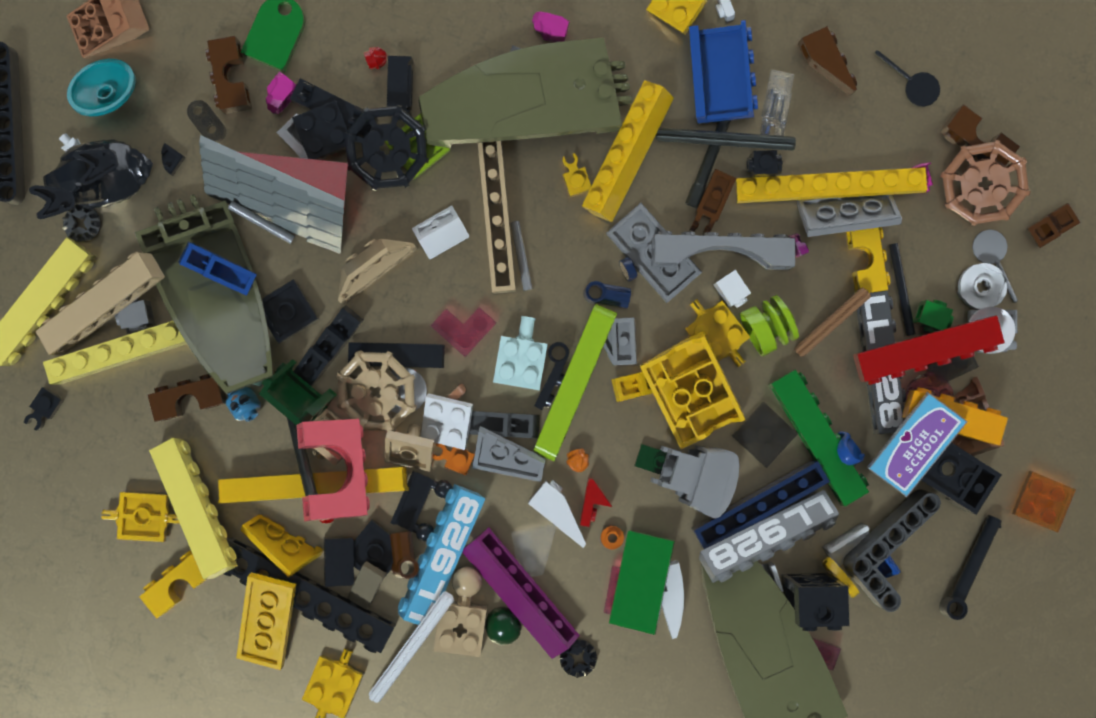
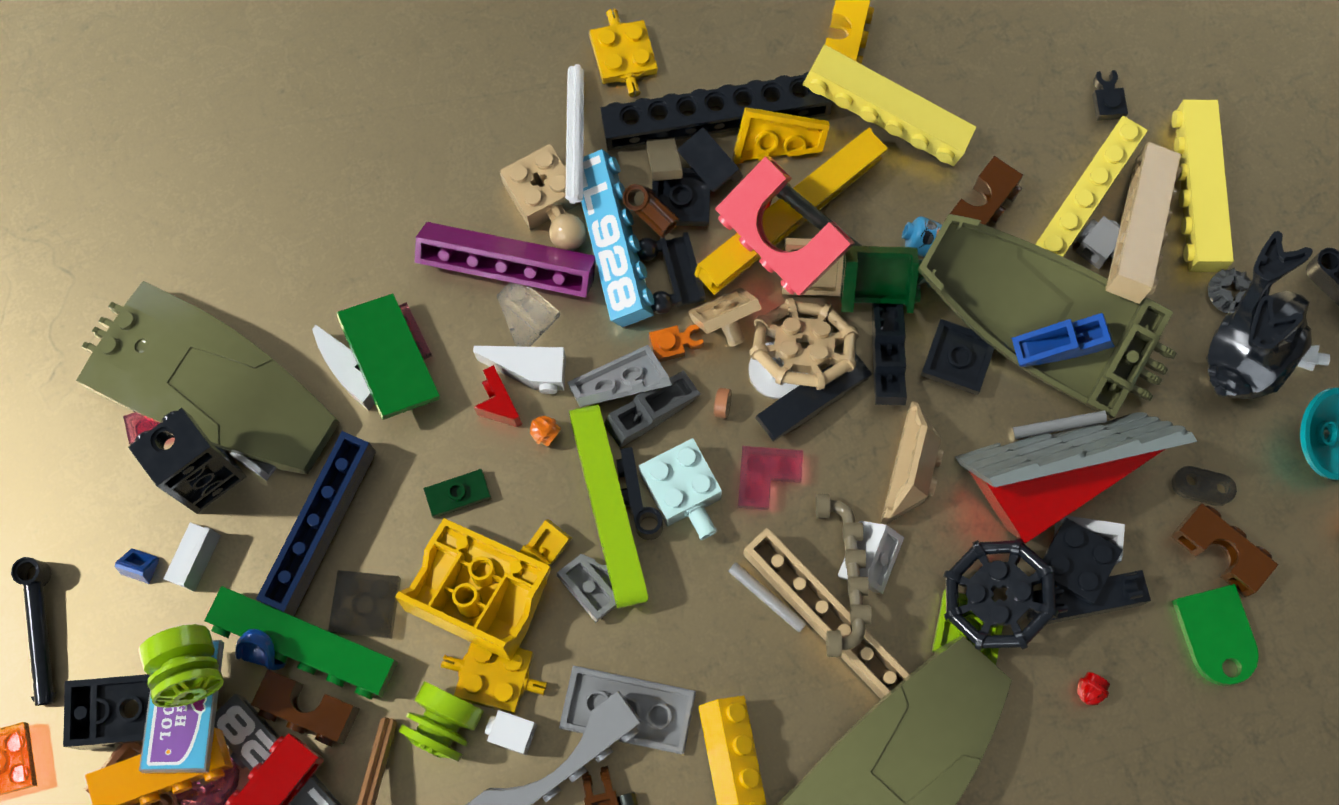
camera: 145 degrees right, 15 degrees down
(142, 516) = (932, 67): yellow plate -> none
(171, 159) = (1204, 421): black tile -> none
(265, 621) = (734, 58): yellow plate -> none
(279, 93) = (1158, 571): dark pink rock -> none
(400, 82) = (1042, 678): black window -> none
(447, 421) = (709, 368): white plate -> none
(465, 216) = (856, 585): none -> dark tan bar
(502, 626) = (500, 218): dark green hair -> none
(576, 179) = (773, 725): yellow plate -> none
(589, 657) = (390, 253): black gear -> none
(610, 295) = (640, 626): dark blue piece -> none
(612, 530) = (458, 387): orange plate -> none
(628, 269) = (642, 669): dark blue tile -> none
(701, 481) = (395, 499): light grey piece -> none
(769, 536) = (283, 498): light grey brick -> none
(830, 565) = (177, 511): yellow tile -> none
(855, 412) = (279, 698): none -> reddish brown arch
(887, 545) = (147, 580): dark grey beam -> none
(904, 463) = (180, 665): none -> lime wheel

